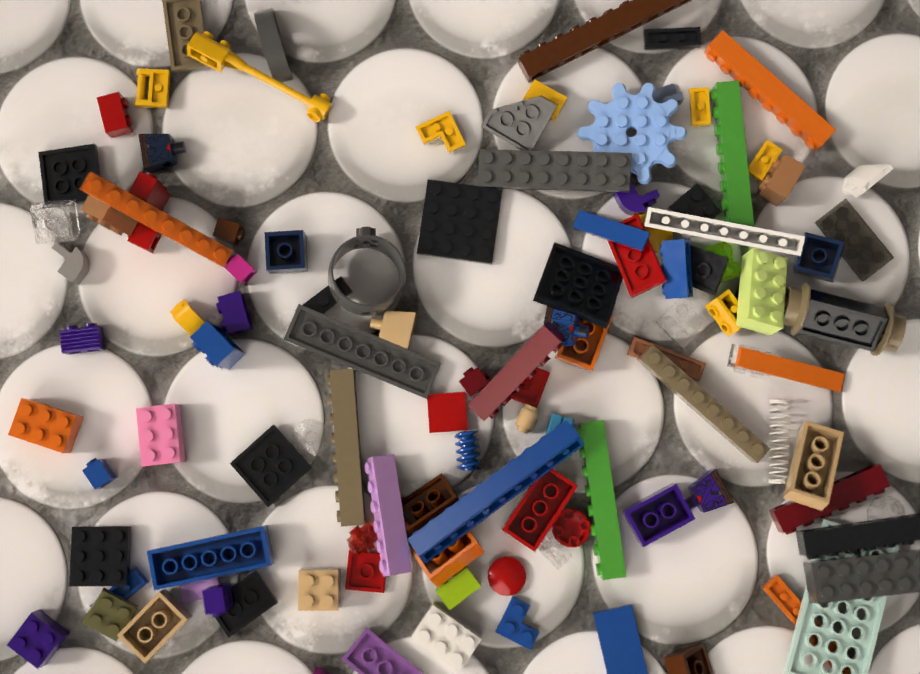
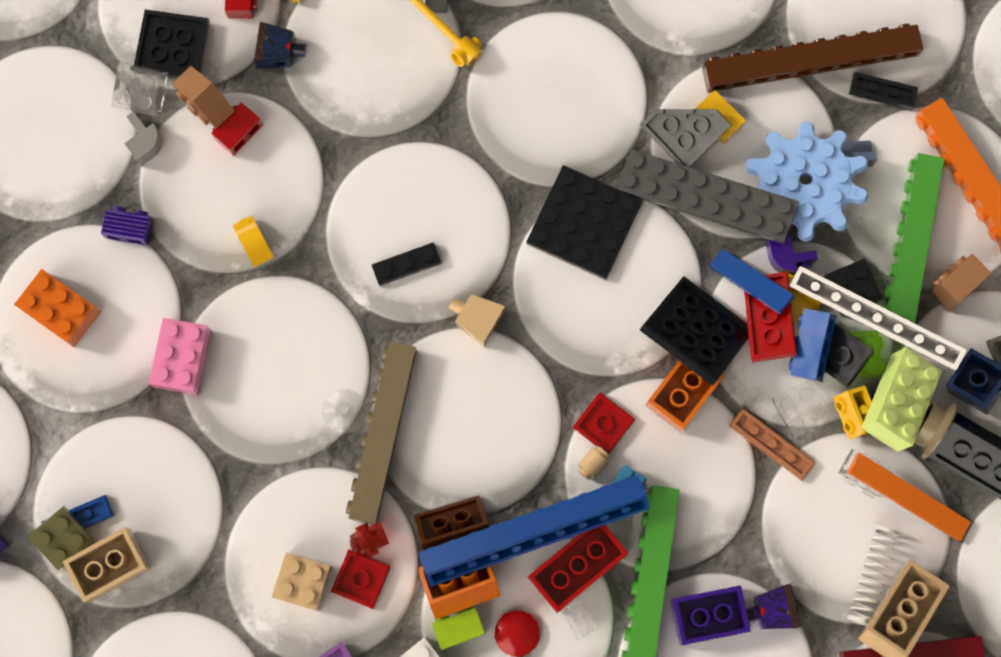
camera: 15 degrees right, 5 degrees down
(99, 473) = (98, 378): blue brick -> none
(100, 556) = (70, 470): black plate -> none
(150, 190) = (253, 87): red brick -> none
(155, 219) = (251, 118): orange brick -> none
(193, 591) = (169, 541): lavender tile -> none
(210, 557) = (192, 508): blue brick -> none
(217, 345) = (273, 276): blue brick -> none
(217, 599) = (186, 555): dark purple brick -> none
(228, 231) = (324, 156): reddish brown brick -> none
(234, 313) = (303, 247): dark purple brick -> none
(240, 269) = (324, 201): dark pink brick -> none
(250, 600) = (211, 572): black plate -> none
(271, 465) = (291, 428): black plate -> none
(286, 251) = (381, 197): dark blue brick -> none
(362, 351) = (432, 332): dark grey plate -> none
(367, 238) = (472, 209): dark grey cylinder -> none
(388, 515) = (404, 522): lavender brick -> none
(443, 127) = (594, 112): yellow plate -> none
(447, 412) = (506, 428): red tile -> none
(467, 450) = (515, 477): blue piece -> none
(474, 380) = (547, 402): dark red brick -> none
(516, 371) = (598, 403): dark red brick -> none
(567, 324) = (662, 371): torso -> none
(571, 528) = (607, 601): red dish -> none
(699, 107) = (892, 175): yellow plate -> none
(703, 404) = (798, 506): dark tan brick -> none
(763, 160) = (947, 255): yellow plate -> none

